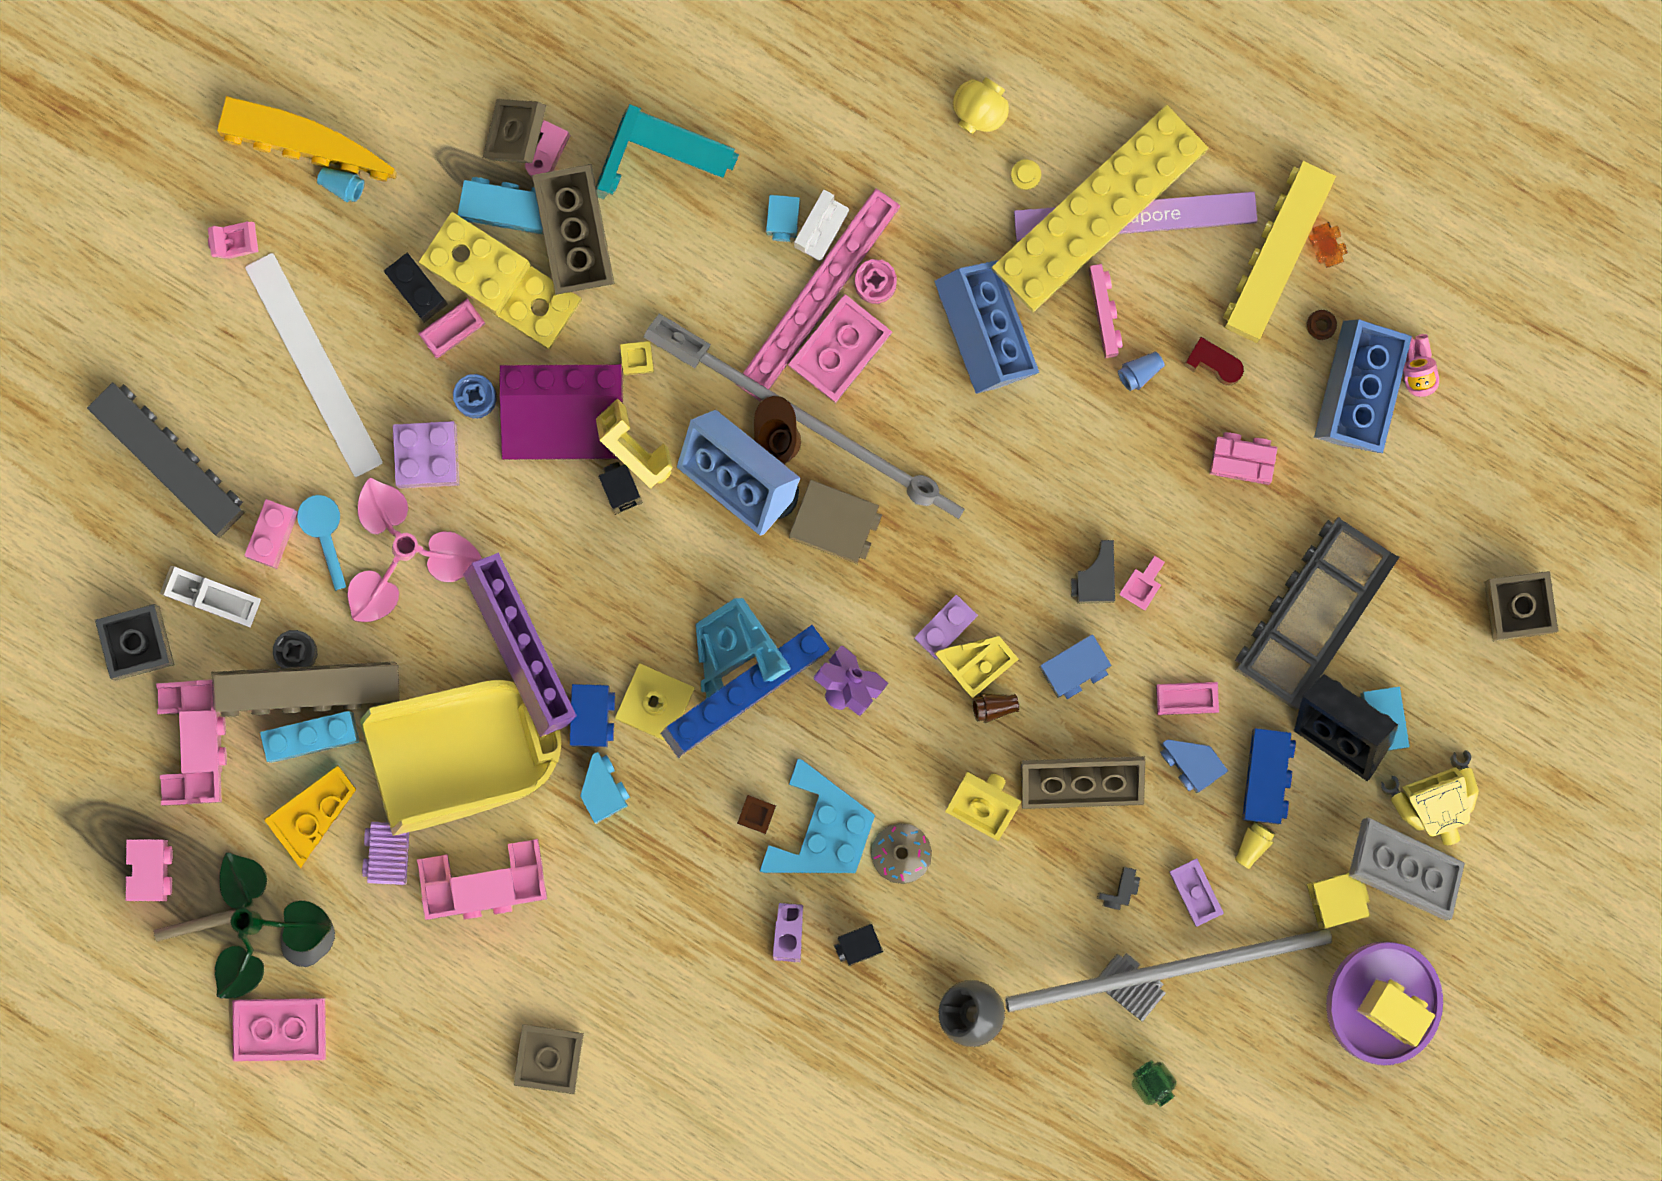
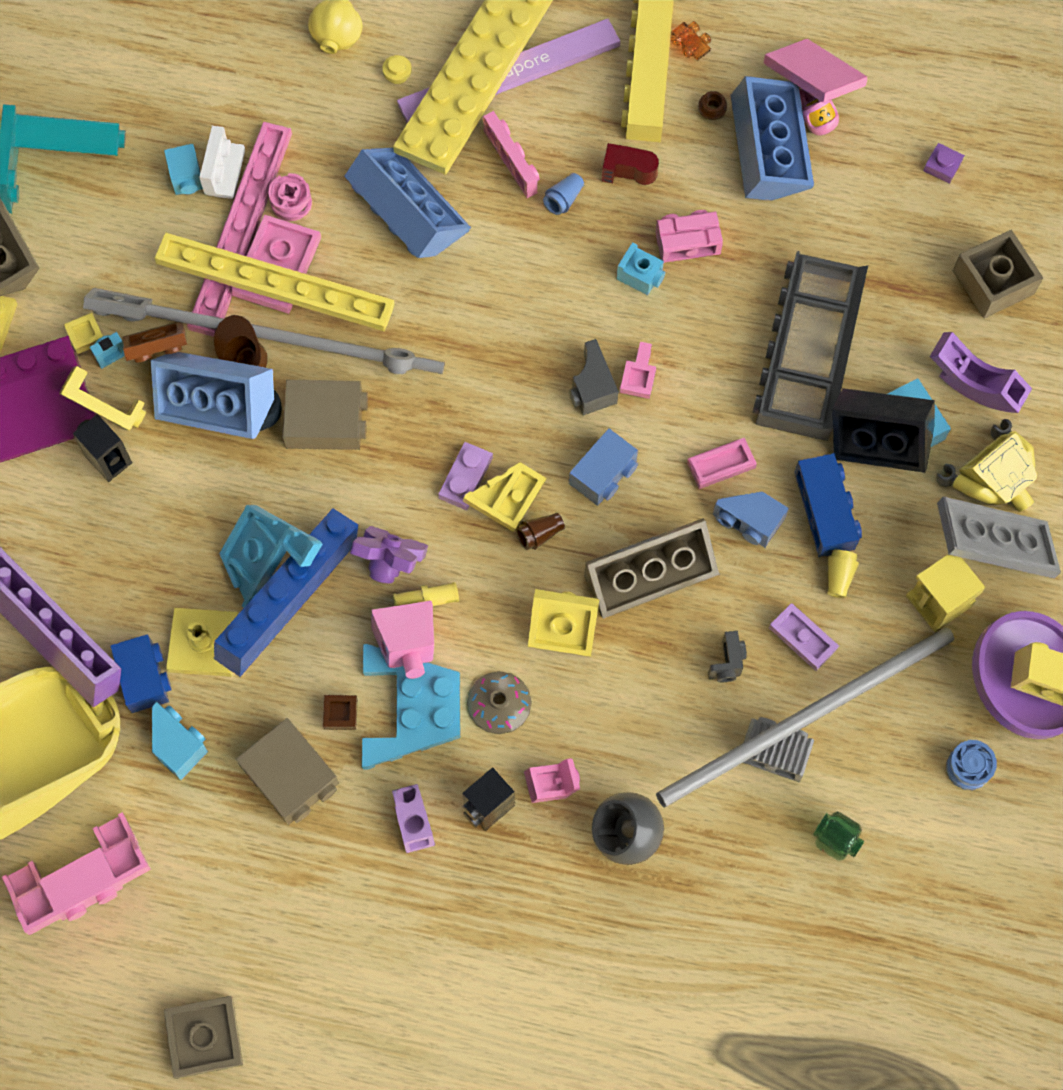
camera: 20 degrees left, 15 degrees down
(654, 383) = (108, 349): none -> medium azure plate
(693, 854) = (288, 772): none -> dark tan brick
(699, 395) = (145, 343): none -> dark orange plate
(831, 374) = (275, 281): none -> light yellow plate
(838, 768) = (405, 636): none -> bright pink torso
(868, 734) = (439, 595): none -> light yellow pin
(922, 945) = (552, 781): none -> bright pink bracket
(1174, 472) = (636, 277): none -> medium azure brick
(1298, 1061) = (971, 764): none -> medium blue wheel
(1433, 329) = (815, 70): none -> bright pink tile
(1459, 703) = (977, 380): none -> medium lavender arch
(1524, 465) = (943, 163): none -> medium lavender plate

